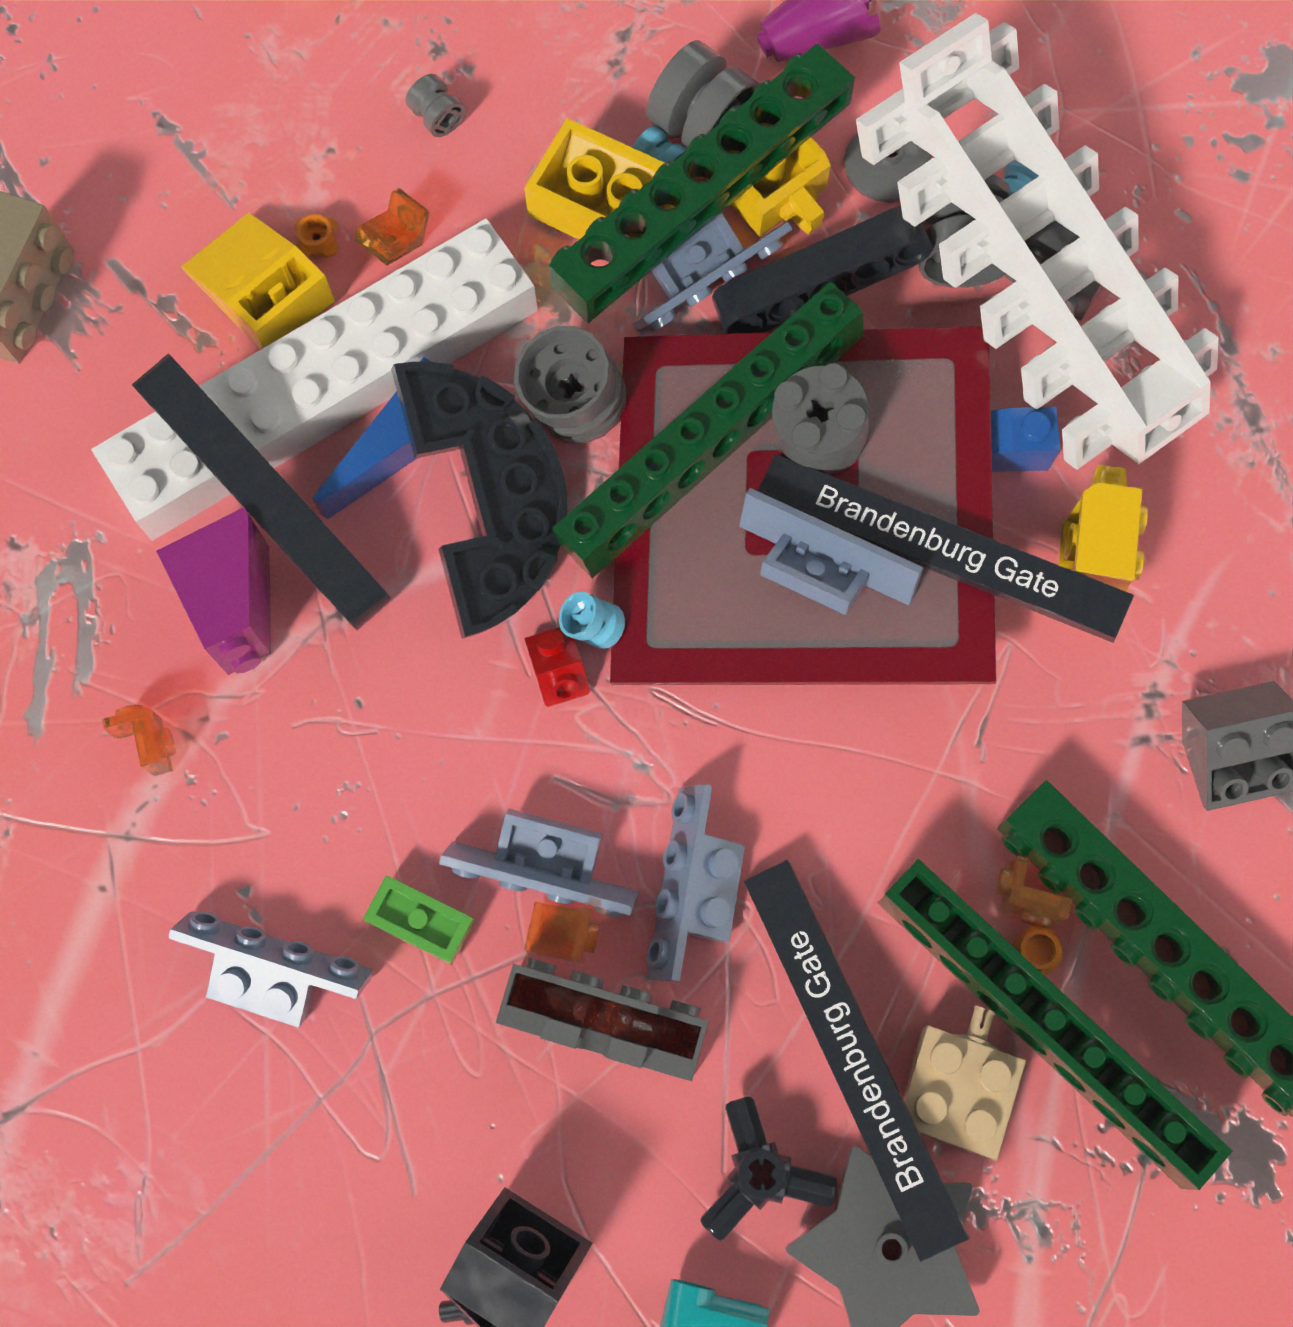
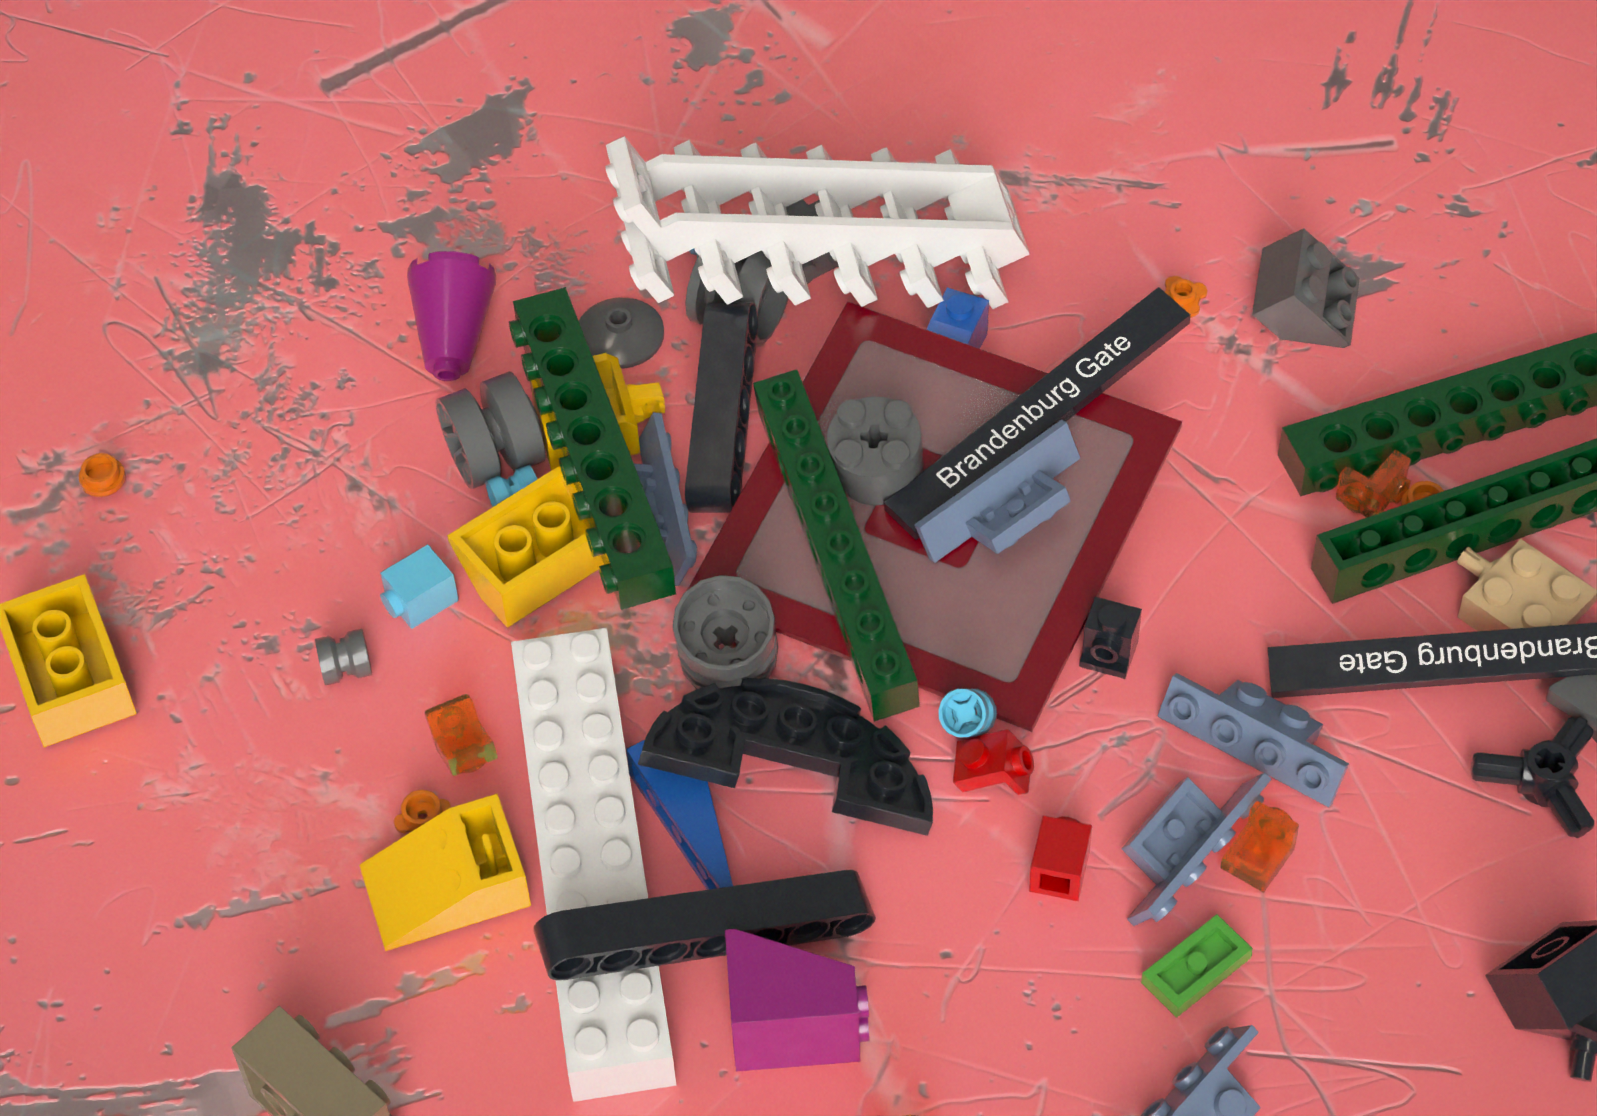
camera: 65 degrees left, 20 degrees down
(480, 759) = (1060, 857): none -> red brick
(527, 126) = (418, 587): none -> medium azure brick
(603, 1022) = (1356, 841): piece -> none
(733, 713) = (1110, 637): none -> black brick
(1104, 530) = (1077, 298): yellow hinge -> none
(1166, 631) = (1186, 293): none -> orange plate

